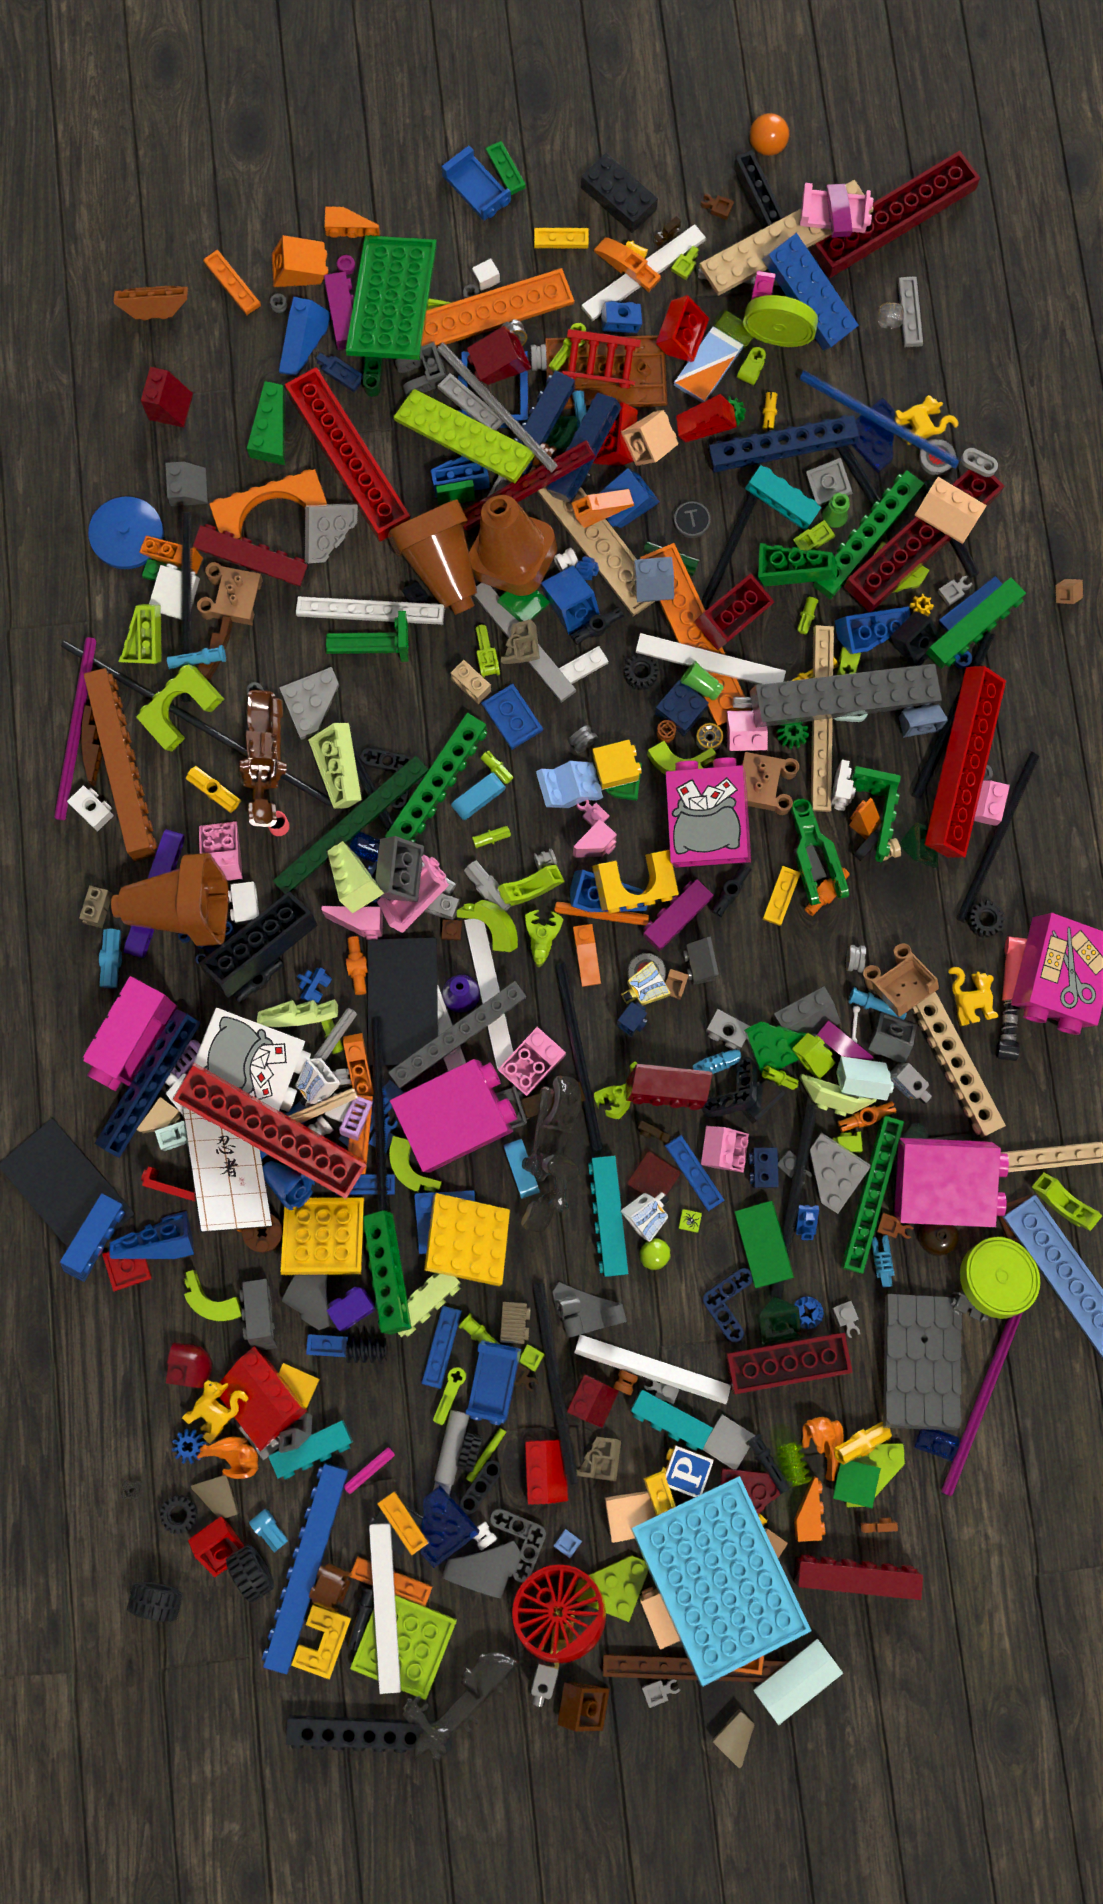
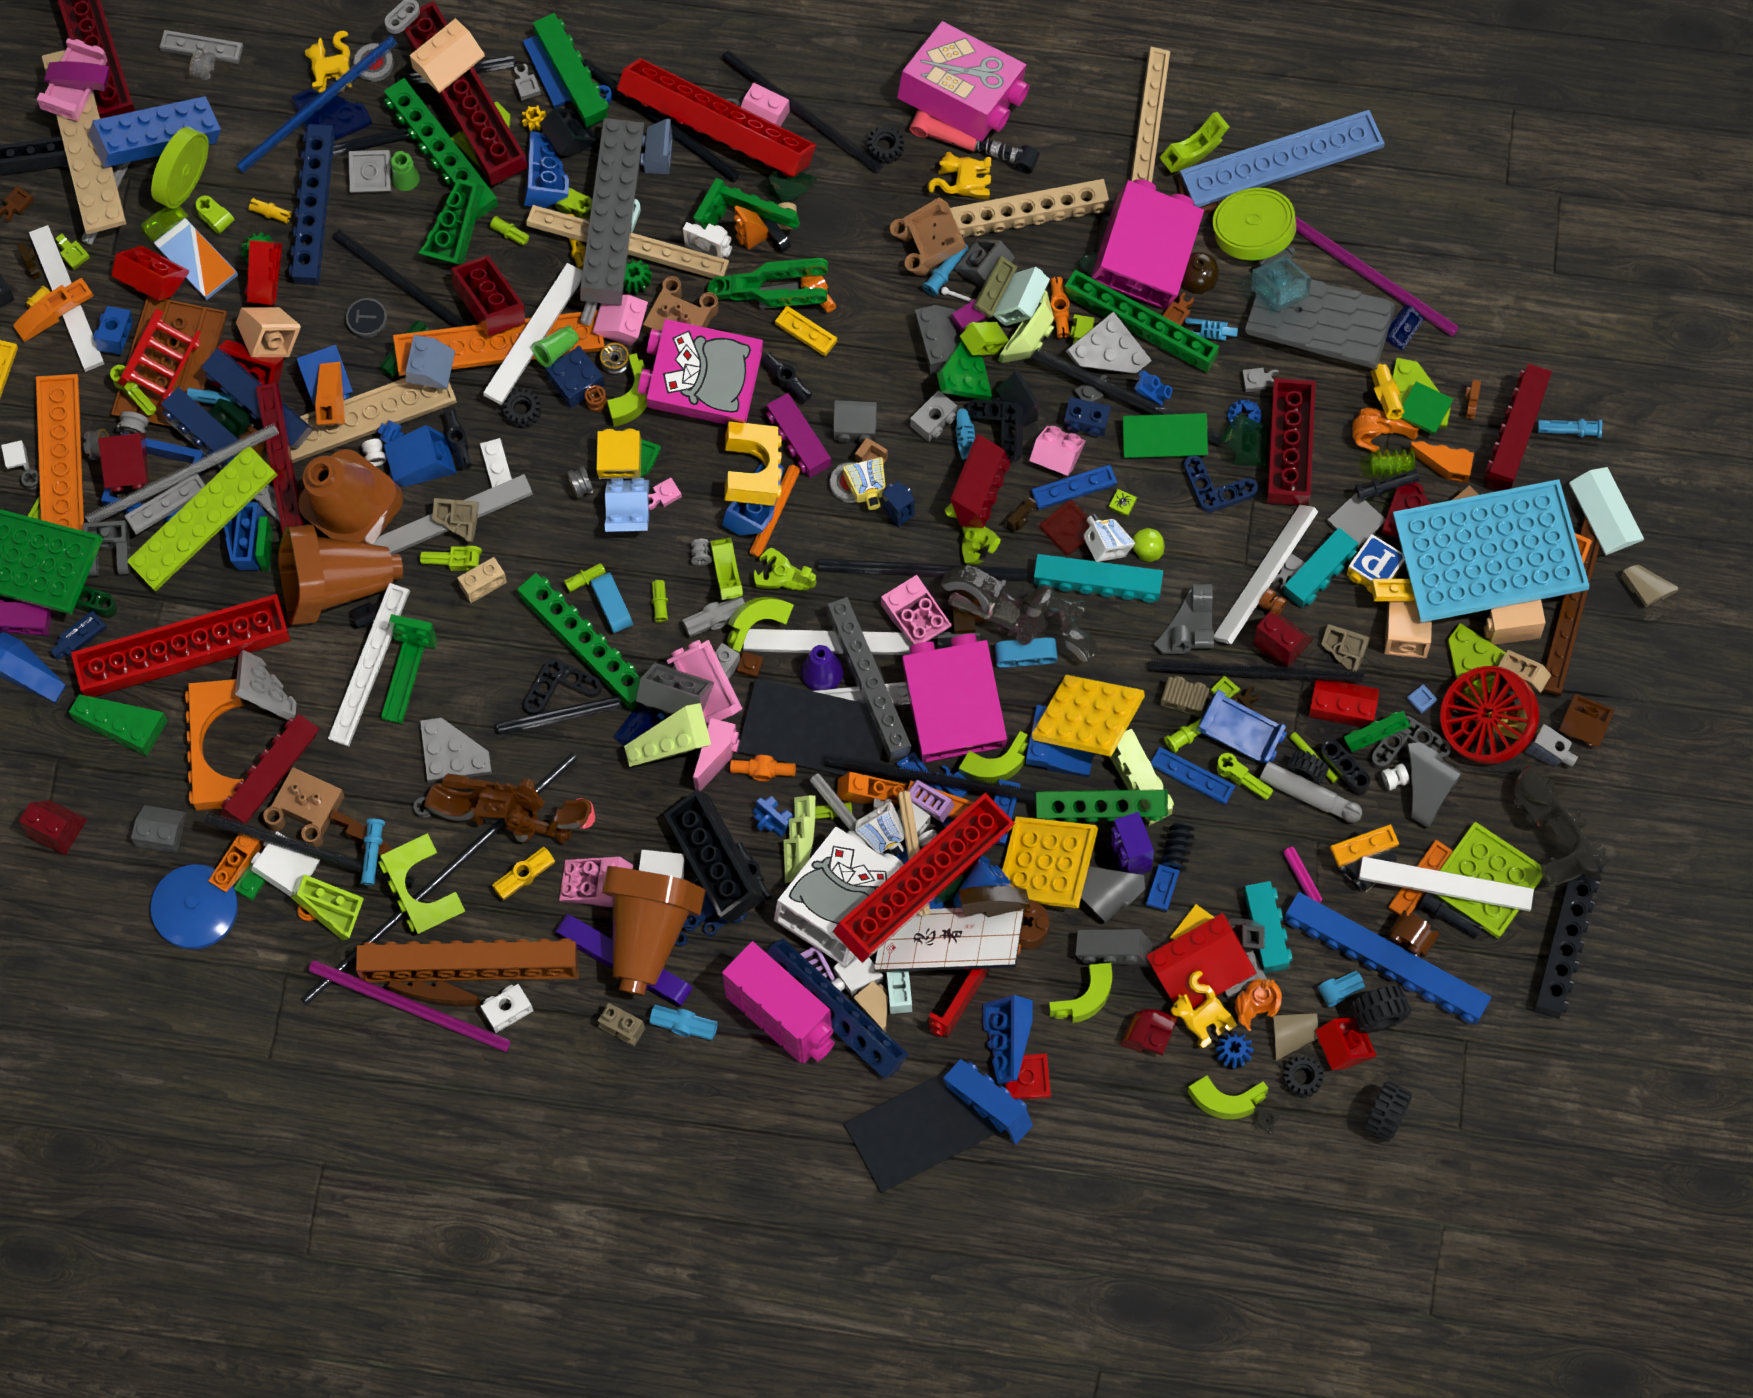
camera: 70 degrees left, 10 degrees down
(134, 1449) = (1225, 1106): none -> lime arch
(268, 1197) = (993, 900): none -> dark brown slope
(334, 1628) = (1457, 944): yellow plate -> none
(337, 764) = (534, 735): yellowish green wedge -> none
(351, 824) = (606, 738): dark green plate -> none
(444, 1527) = (1377, 806): clear blue plate -> none
(512, 716) = (531, 550): blue tile -> none
(521, 1509) = (1377, 731): none -> green plate
(523, 607) = (414, 507): green tile -> none
(586, 955) = (814, 534): orange slope -> none
(596, 841) = (697, 492): bright pink slope -> none
(613, 1636) = (1531, 671): none -> tan brick
(656, 1692) = (1588, 647): light grey plate -> none
(763, 284) = (141, 181): dark pink arch -> none
(780, 1078) = (997, 377): lime axle -> none
(783, 497) = (373, 219): teal brick -> none
(815, 537) = (424, 202): lime slope -> none
(855, 958) = (892, 275): light grey wheel -> none
(866, 1052) = (995, 287): none -> olive tile
(878, 1636) = (1579, 427): none -> dark azure pin
(910, 1082) = (1036, 253): light grey torso -> none
(942, 1317) = (1281, 283): none -> clear light blue brick

